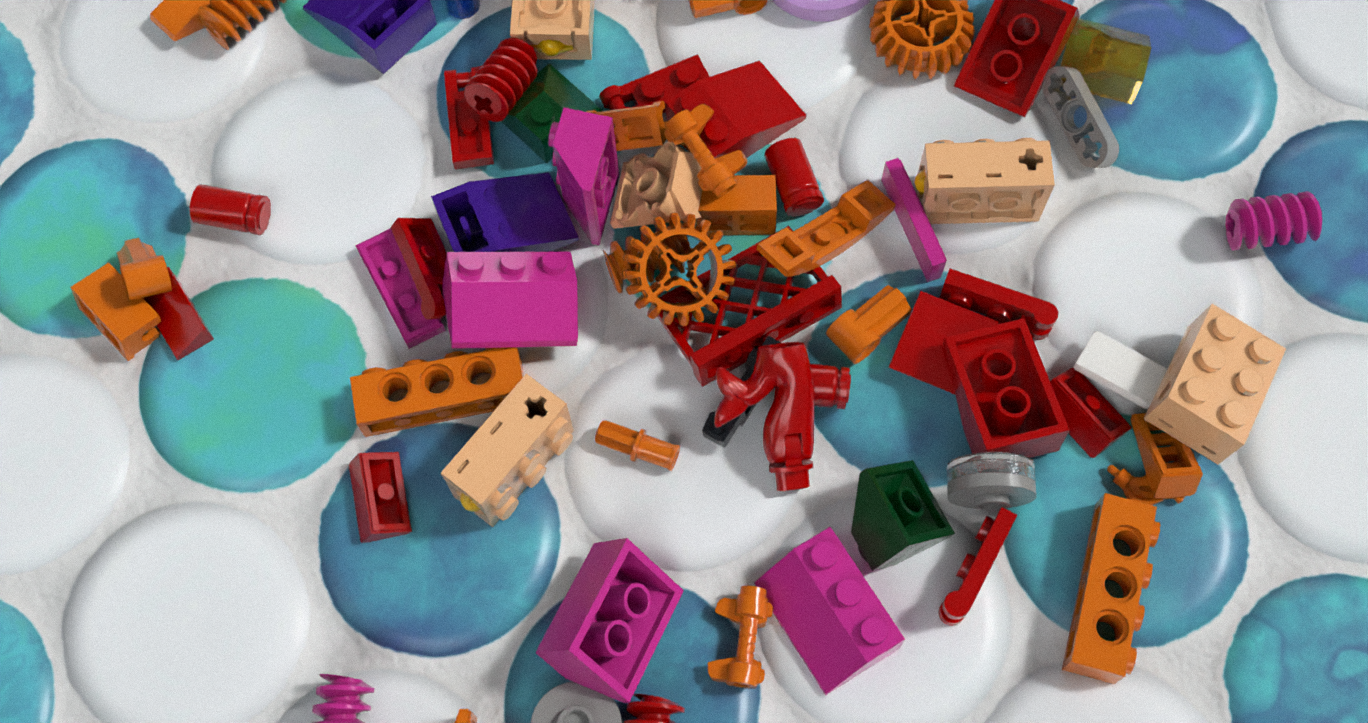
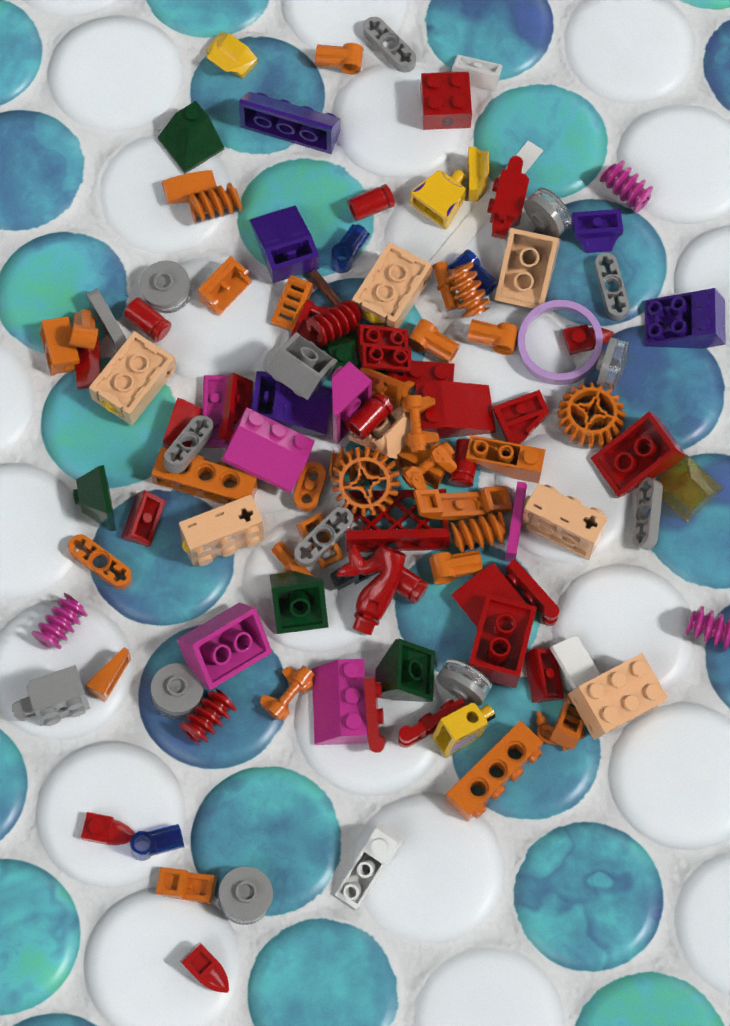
camera: 25 degrees right, 0 degrees up
(171, 240) = (106, 318): none -> light grey beam
(232, 151) = (166, 286): none -> light grey piece
(252, 300) = (132, 378): none -> light nougat piece
(289, 502) = (95, 497): none -> dark green slope
(316, 110) = (224, 286): none -> orange hinge
(320, 578) = (90, 545): none -> orange beam
(363, 331) = (180, 418): none -> red slope
(394, 365) = (188, 453): none -> light grey beam
(419, 63) = (295, 288): none -> orange slope
(458, 44) = (325, 288): none -> copper bar
(493, 156) = (301, 366): none -> light grey hinge
(593, 77) = (384, 348): none -> red slope
(599, 323) = (309, 488): none -> orange plate
(629, 176) = (369, 416): none -> red piece
(639, 39) = (427, 338): none -> orange piece
(653, 370) = (302, 529): none -> orange slope
(666, 412) = (305, 545): none -> light grey beam
(679, 495) = (298, 602): none -> dark green slope
(760, 179) = (440, 455): none -> orange piece
(829, 79) = (521, 416): none -> red wing
(852, 138) = (507, 458): none -> orange slope
(872, 258) = (478, 532): none -> orange piece
(897, 601) = (374, 716): none -> red plate
(1028, 551) = (462, 728): none -> yellow torso

